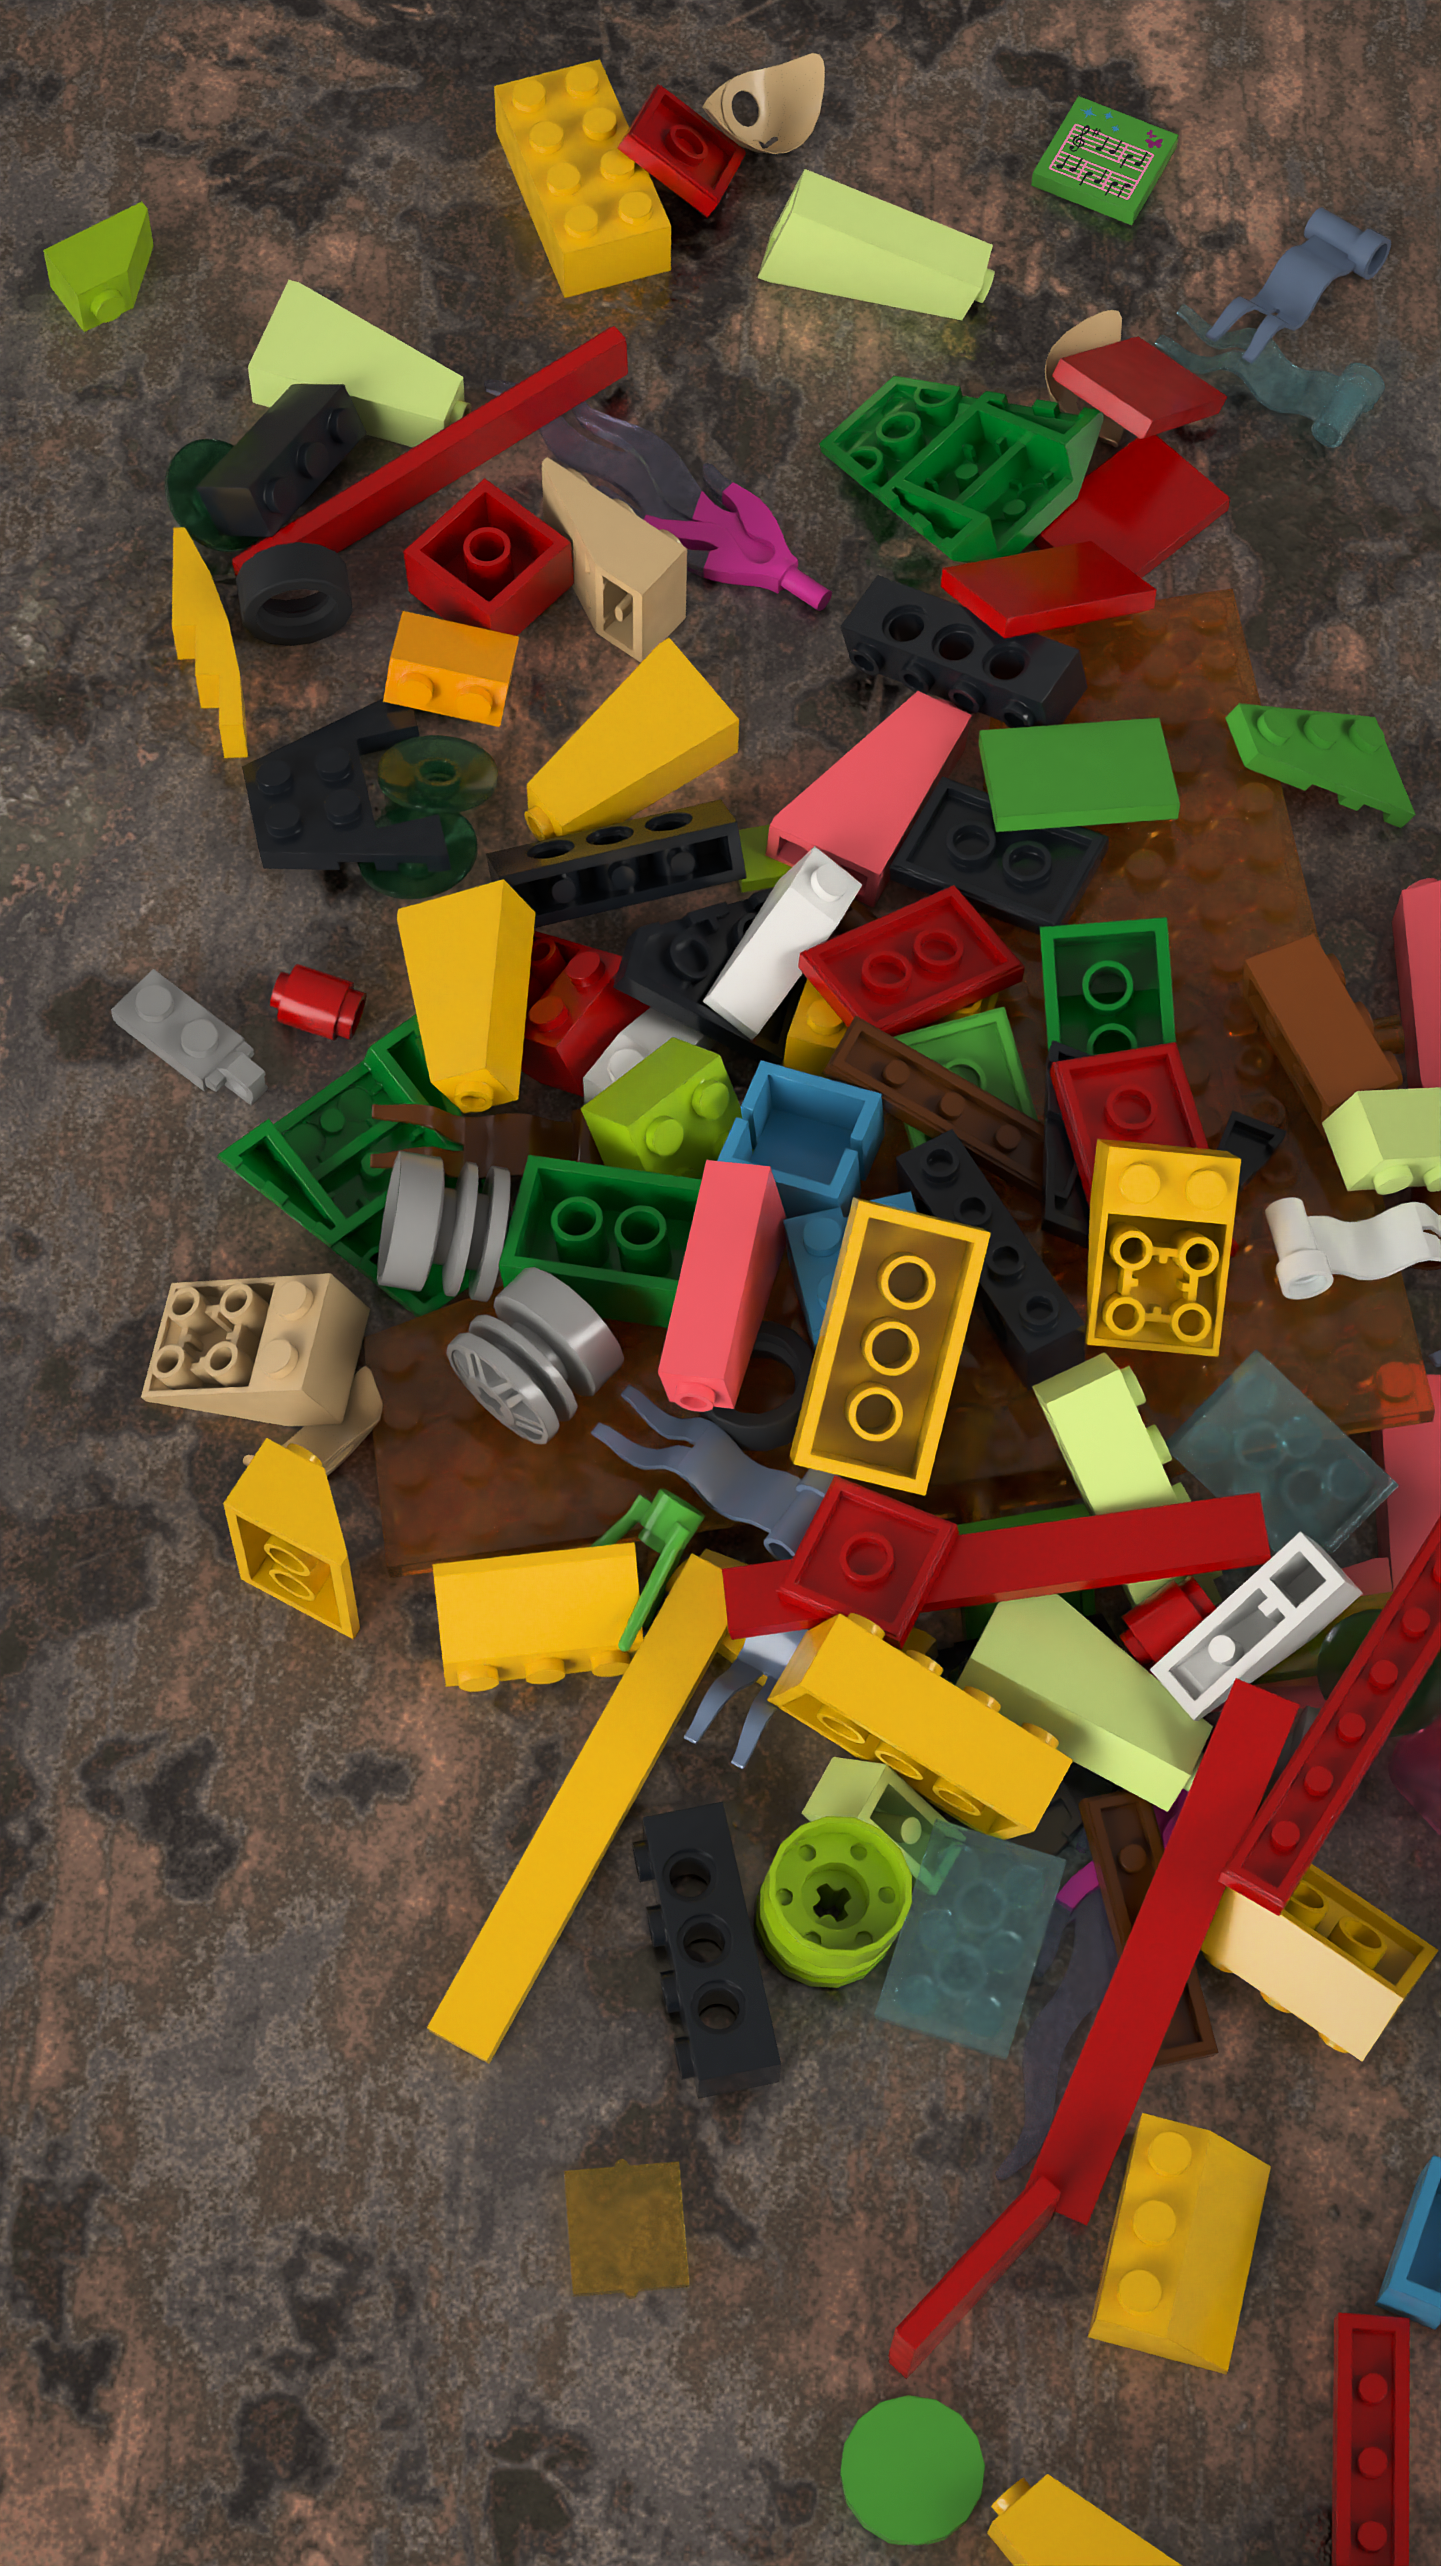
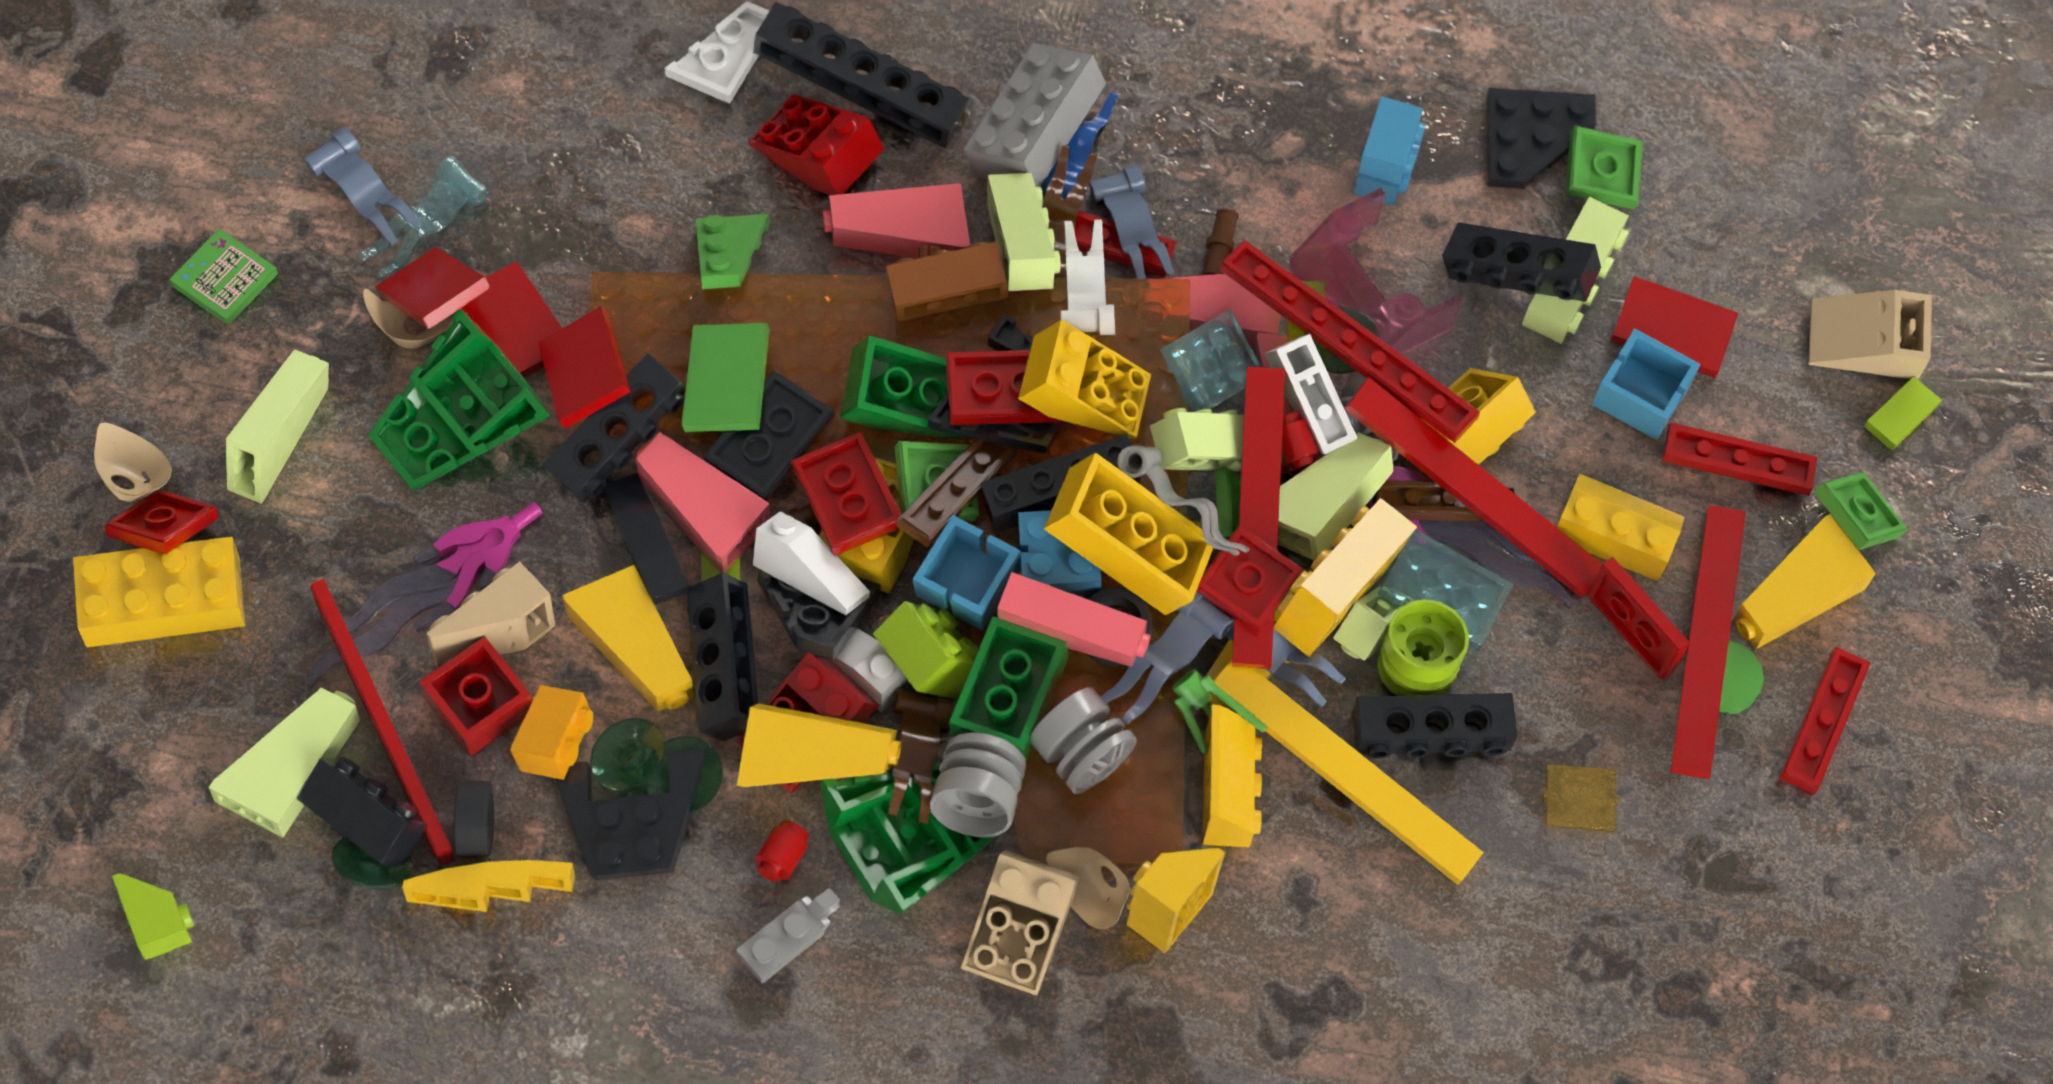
camera: 85 degrees left, 0 degrees up
(789, 737) = (645, 539): none -> black slope
(970, 2425) = (1708, 643): none -> red tile
(973, 1391) = (1141, 460): none -> light grey flag

